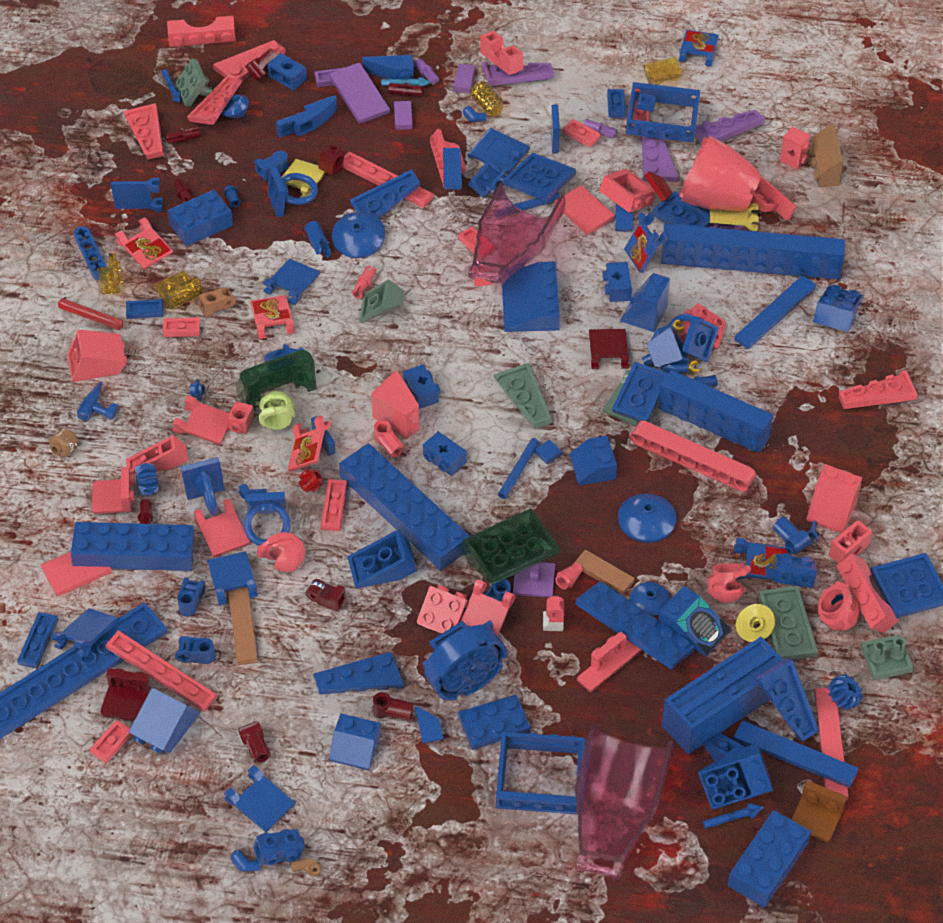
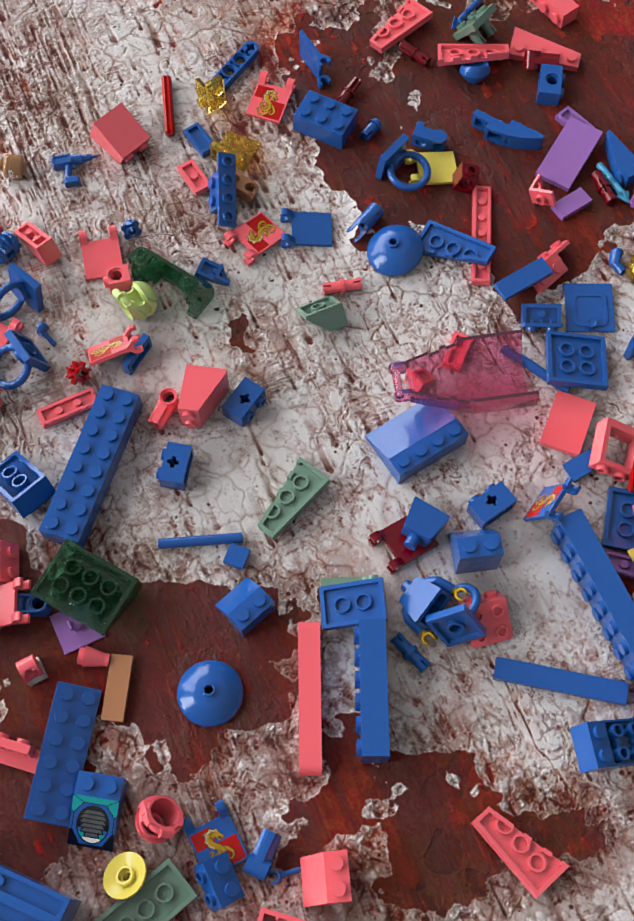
camera: 60 degrees right, 15 degrees up
(216, 310) = (223, 190): none -> blue bracket
(384, 126) = (539, 195): none -> coral bracket
(604, 325) = (423, 524): none -> blue torso
(653, 604) = (118, 757): blue dish -> none

